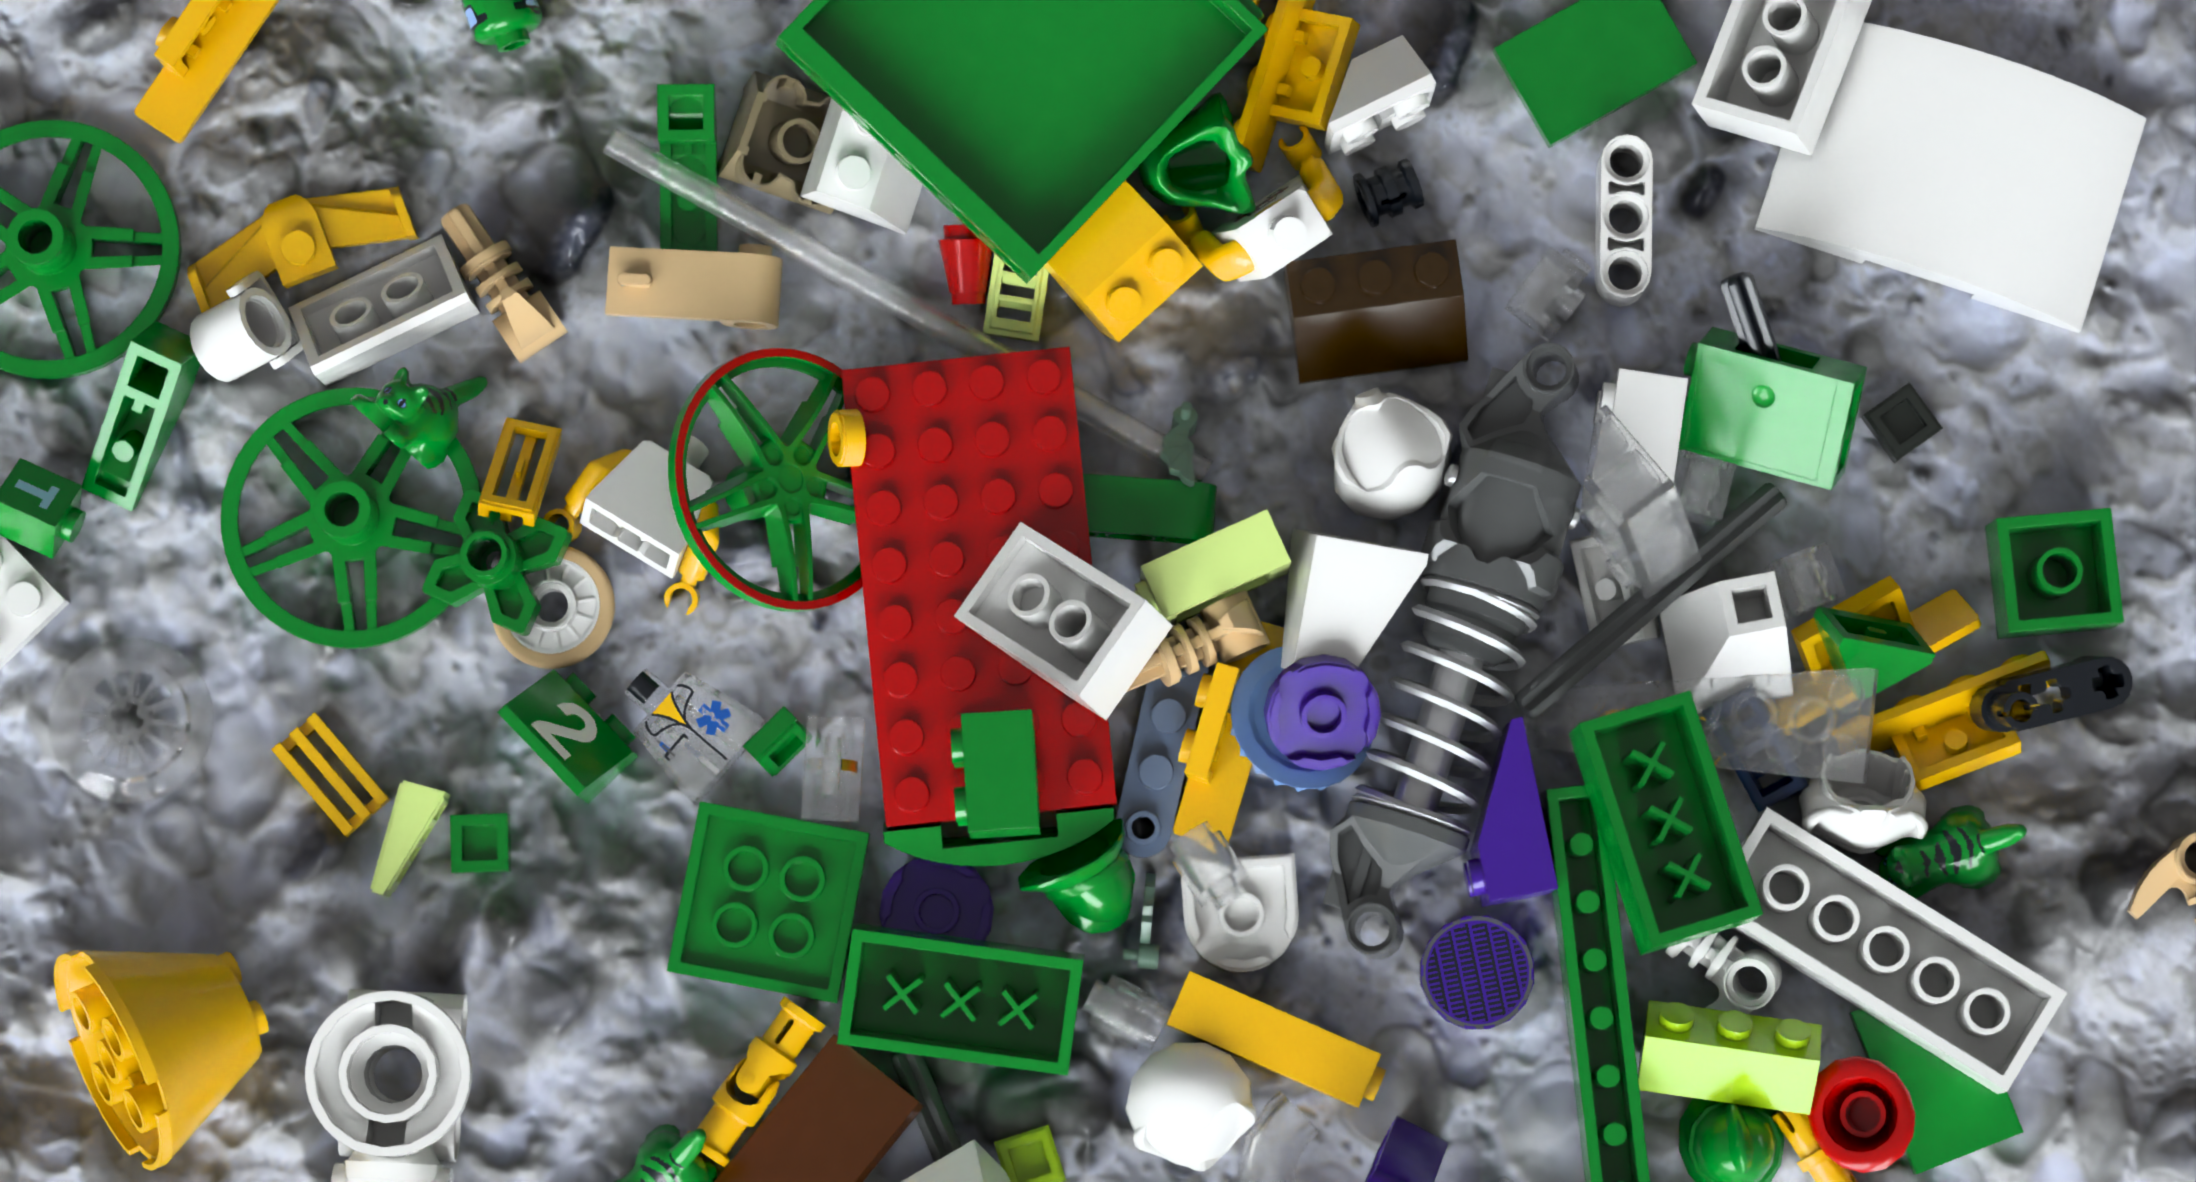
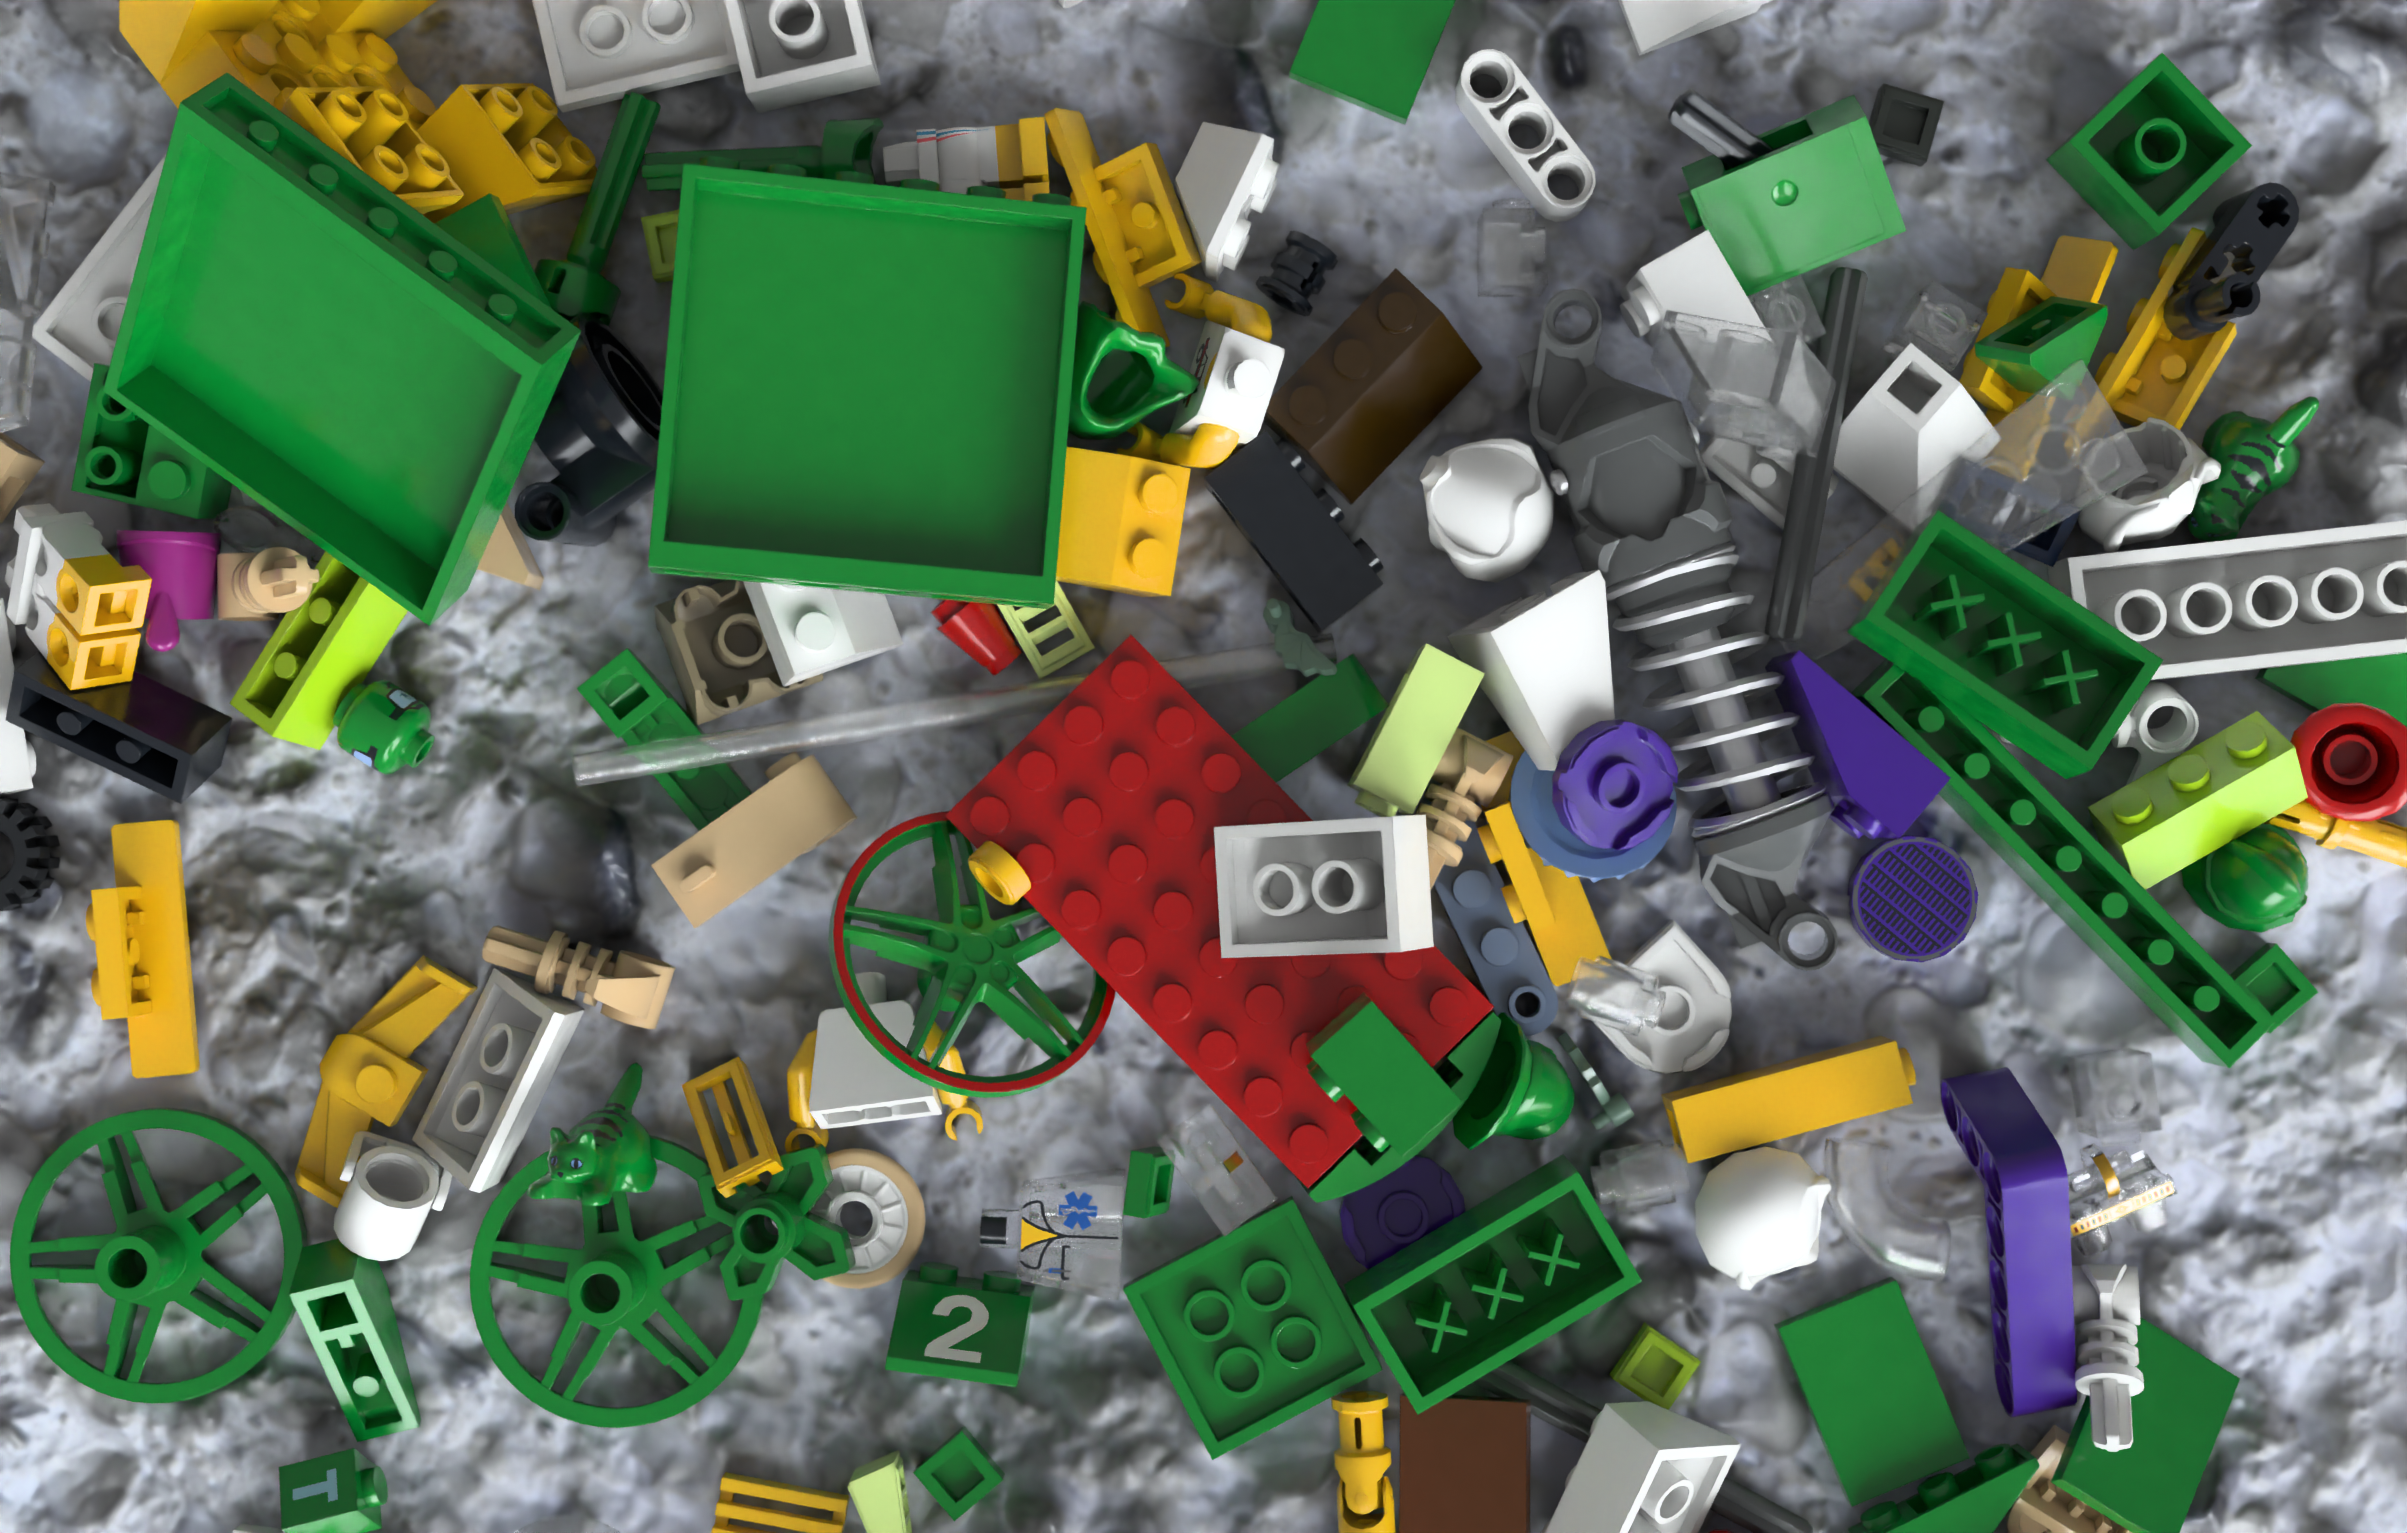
camera: 40 degrees left, 5 degrees up
(1243, 369) = (1295, 530): none -> black brick

